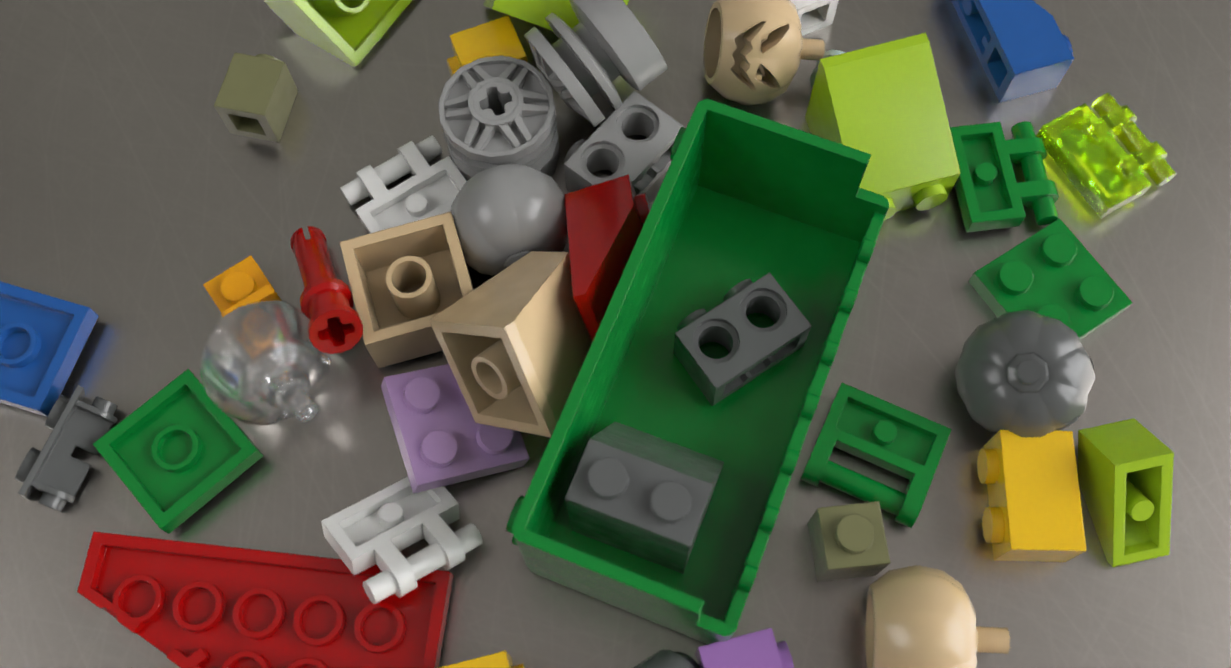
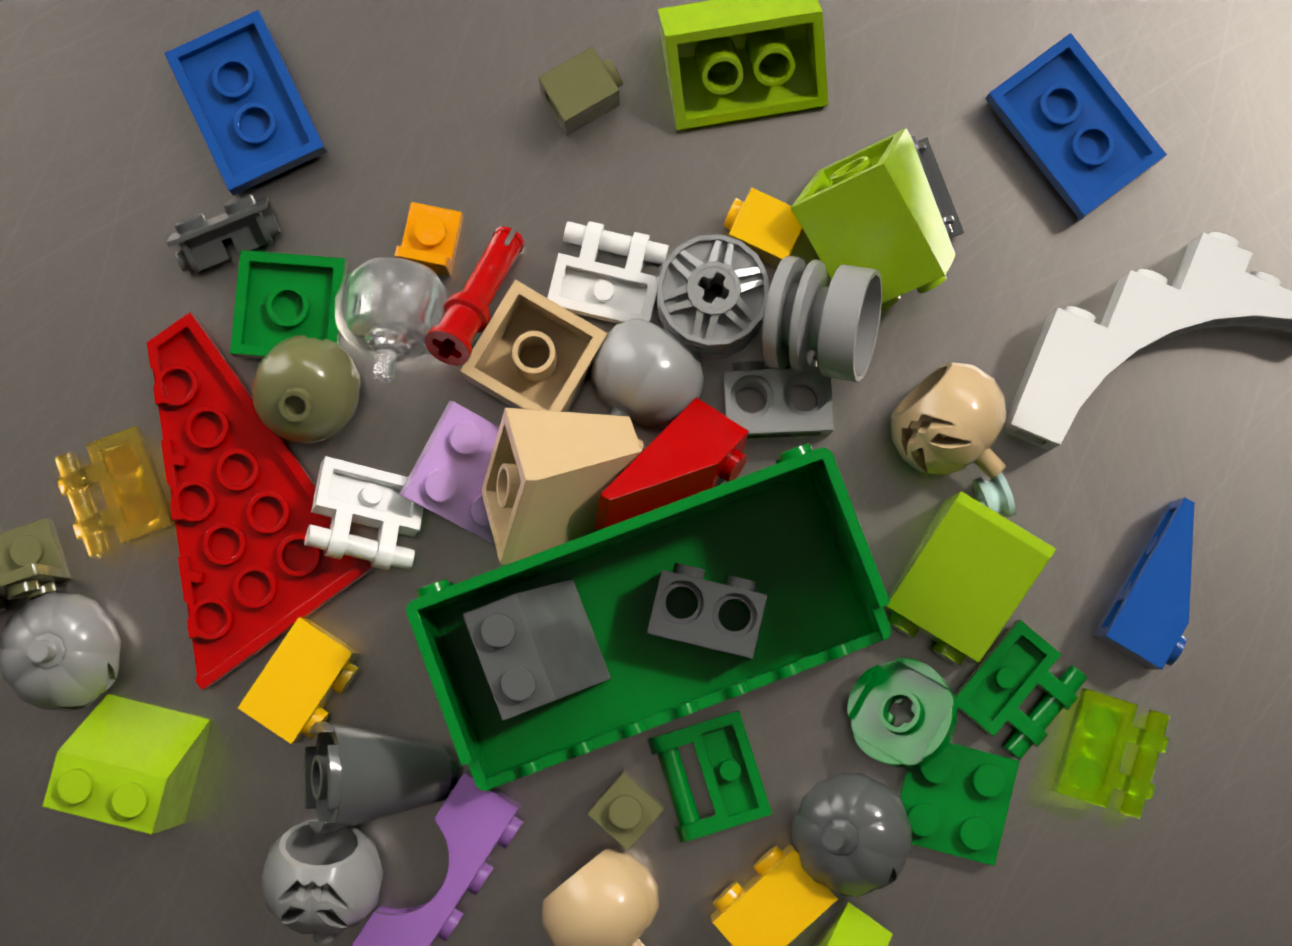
camera: 45 degrees right, 15 degrees up
(253, 492) = (306, 389): none -> olive cylinder
(981, 277) = (912, 742): none -> green plate

